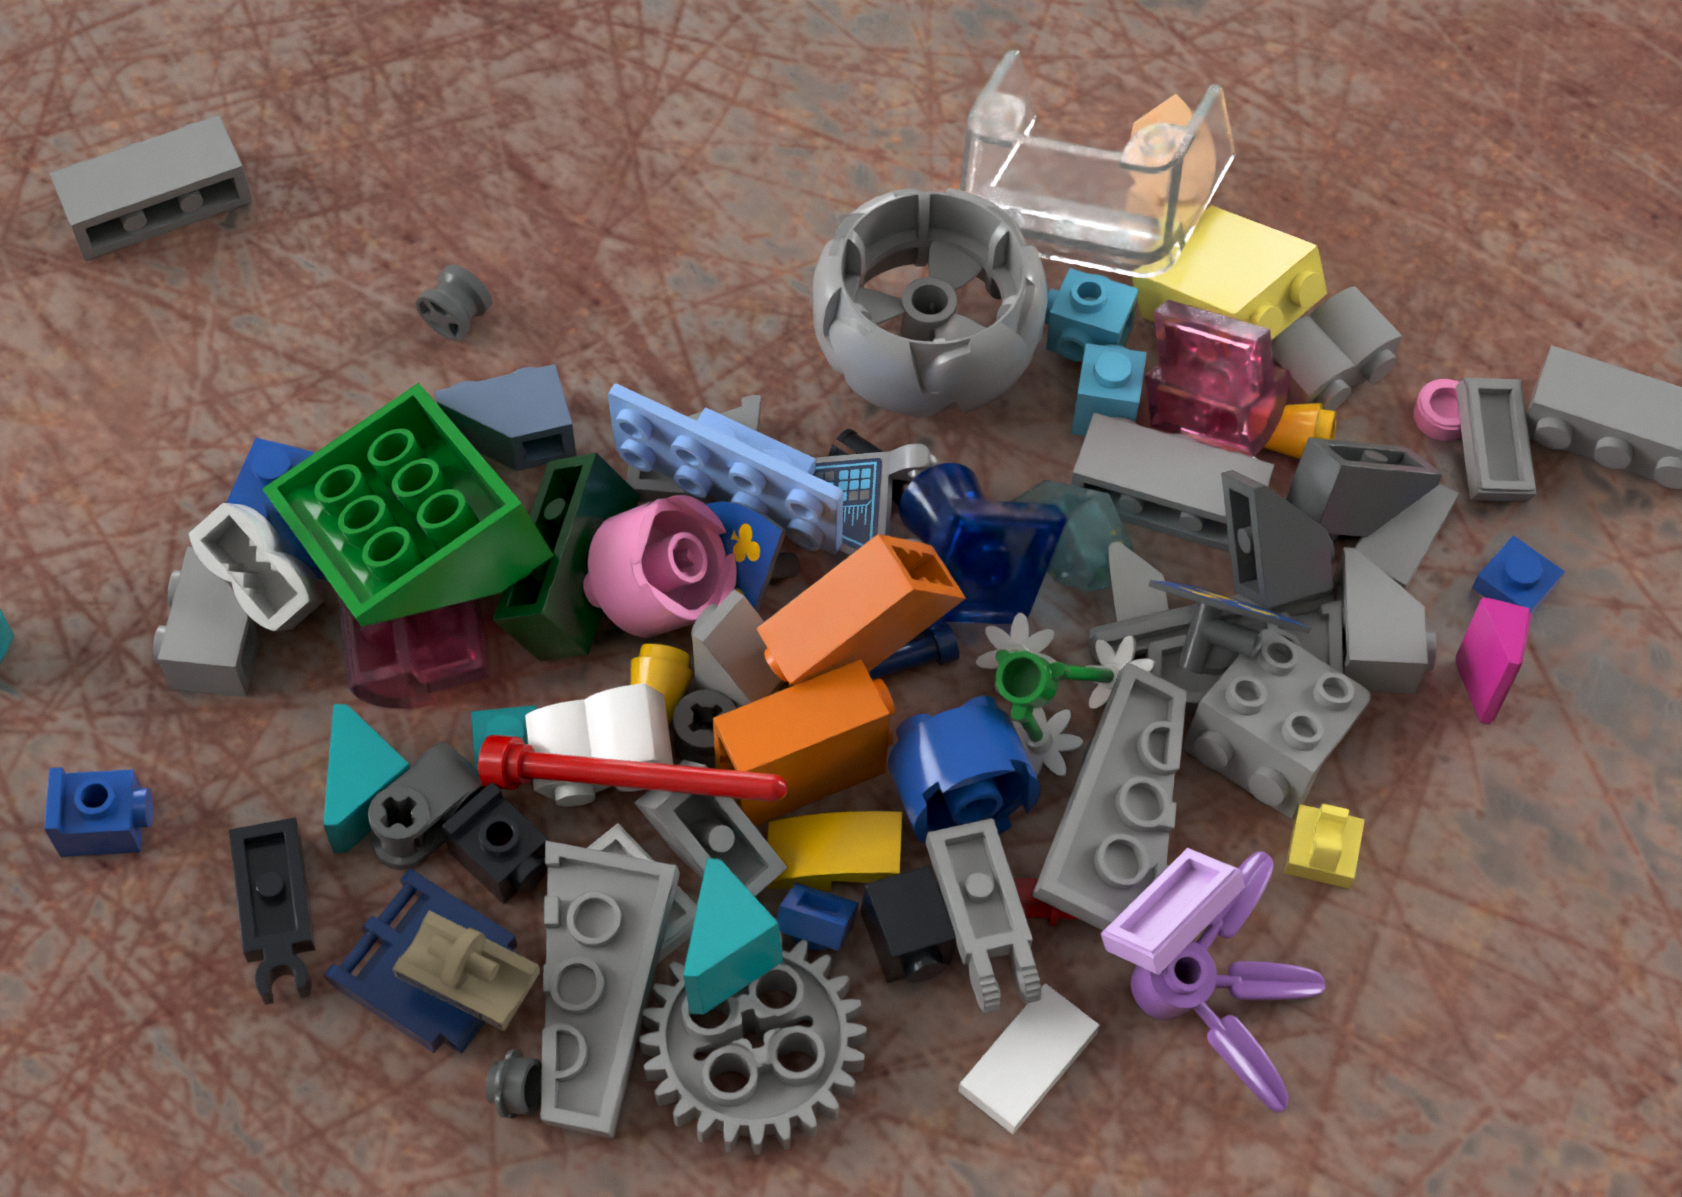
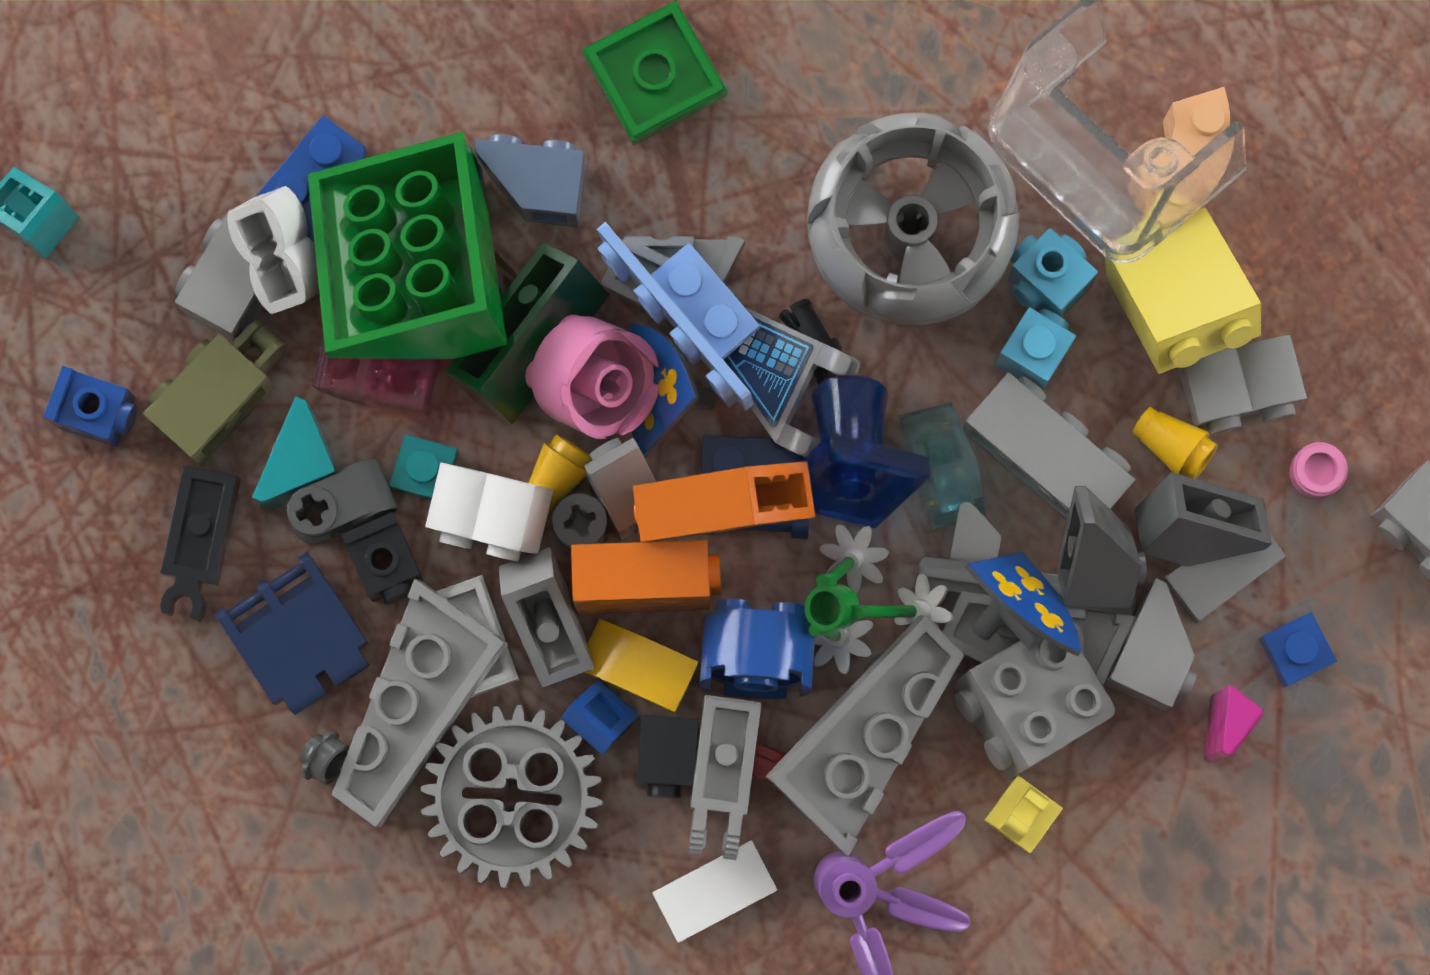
camera: 25 degrees right, 20 degrees up
(236, 744) = (215, 390): none -> olive brick
(454, 302) = (528, 47): dark grey wheel -> none
(467, 970) = (312, 667): dark tan hips -> none
(512, 762) = (412, 501): red piece -> none
(596, 284) = (654, 72): none -> green plate
(730, 940) = (515, 722): teal slope -> none
(1173, 910) = (863, 838): lavender tile -> none
(1215, 379) = (1122, 384): clear pink brick -> none
(1495, 439) = (1342, 519): light grey tile -> none

